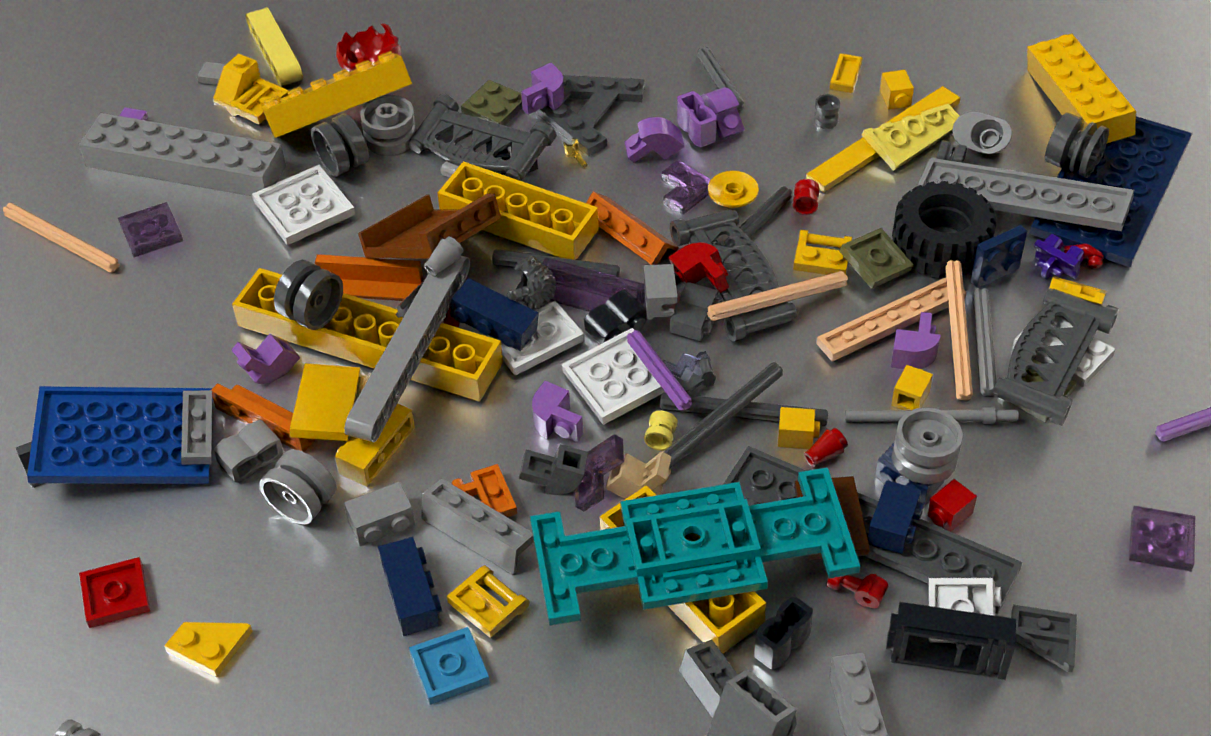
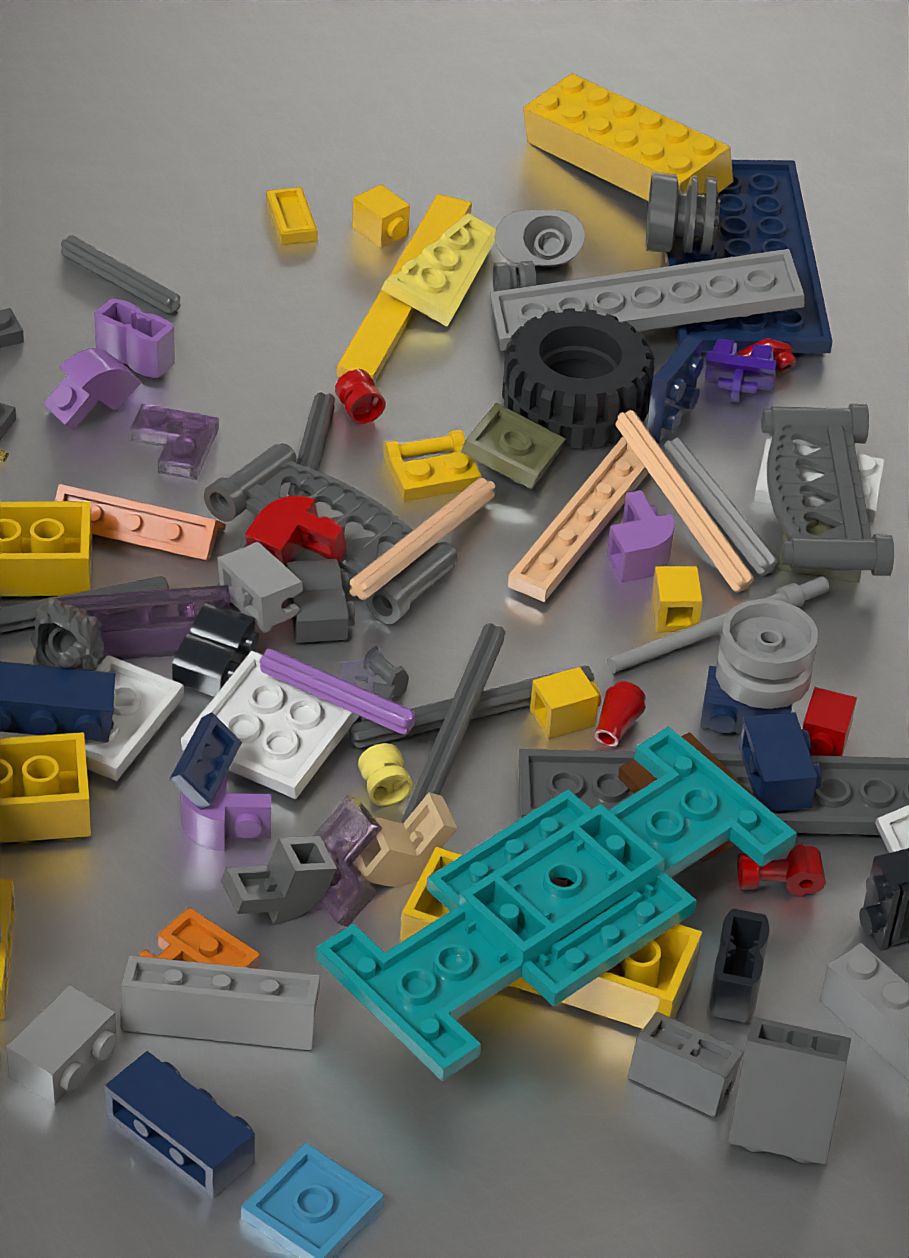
camera: 35 degrees left, 5 degrees down
(482, 607) = (302, 1107): yellow plate -> none
(553, 382) = (205, 760): none -> dark blue plate
(724, 105) = (167, 301): medium lavender brick -> none
(733, 189) = (252, 418): yellow dish -> none
(827, 115) = (307, 275): dark grey wheel -> none
(1079, 290) = (811, 399): yellow wing -> none

